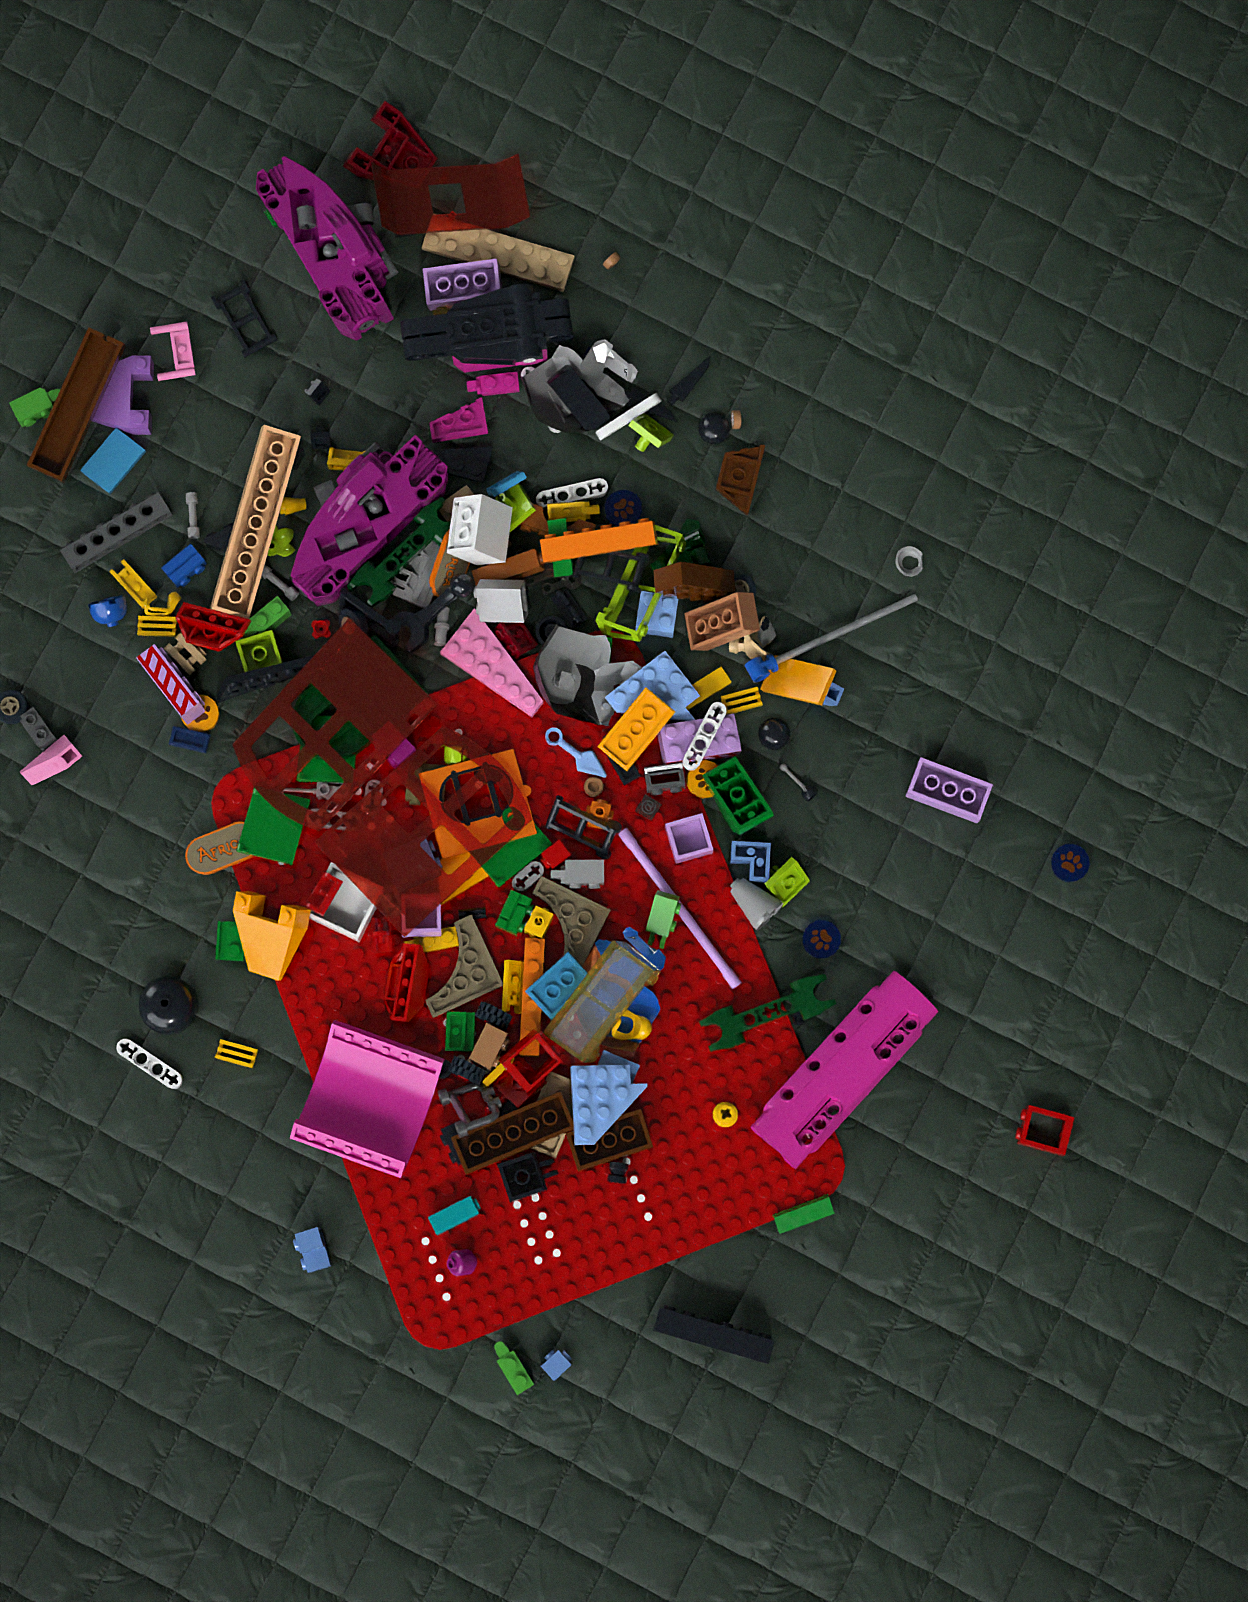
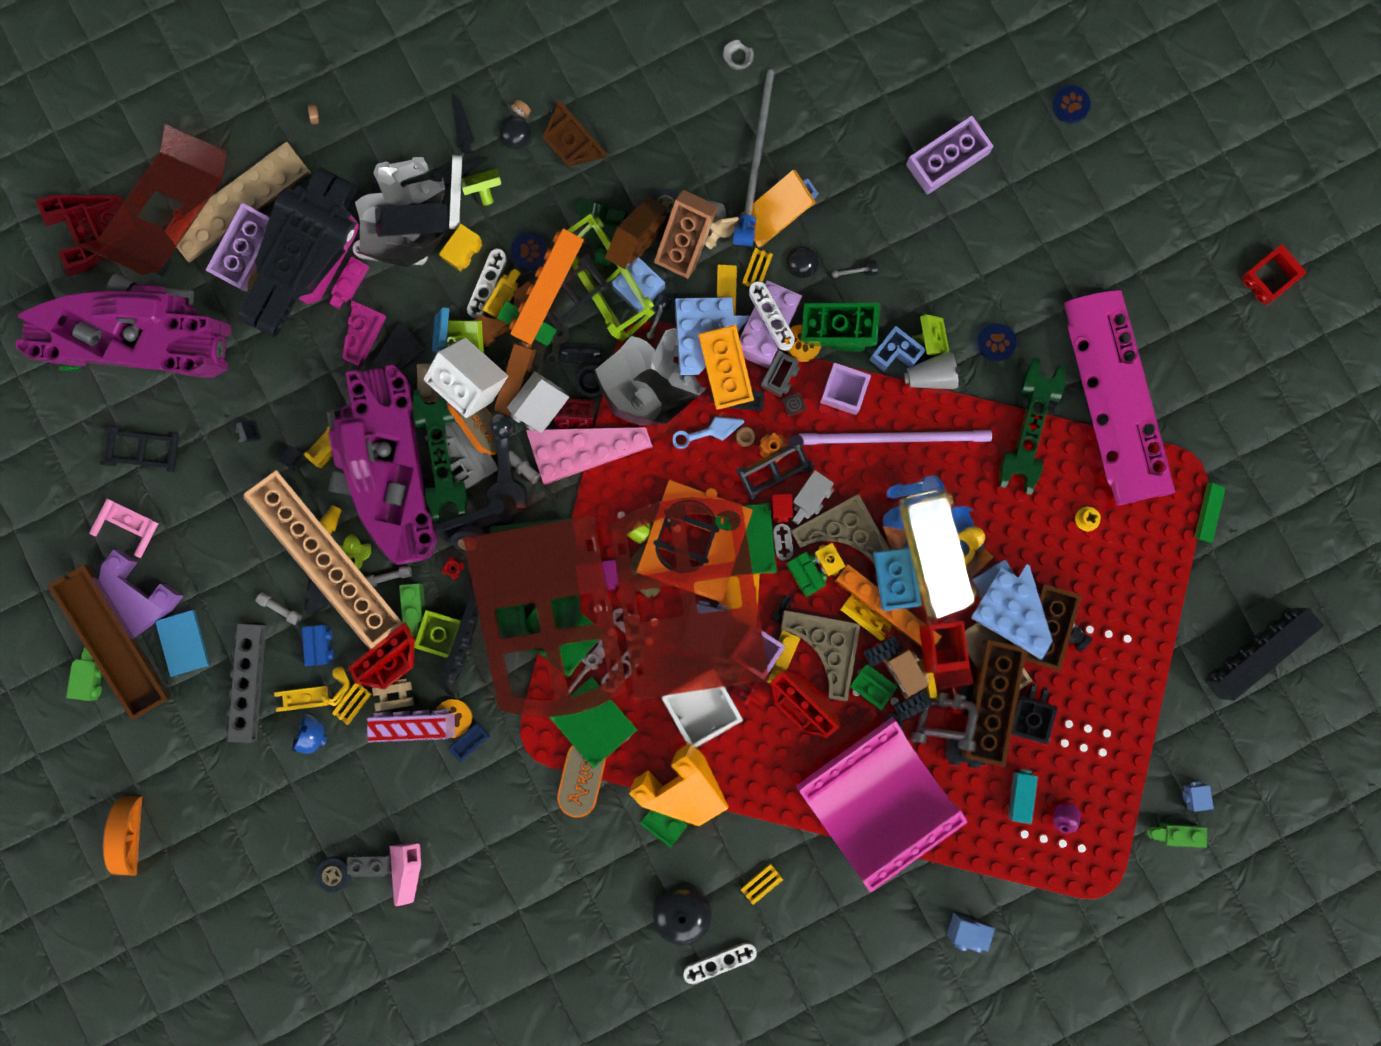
camera: 55 degrees left, 5 degrees up
(323, 893) = (686, 722): red hinge -> none
(586, 453) = (461, 248): none -> yellow brick
(657, 645) = (662, 303): none -> hinge
(662, 916) = (894, 455): bright green hinge -> none

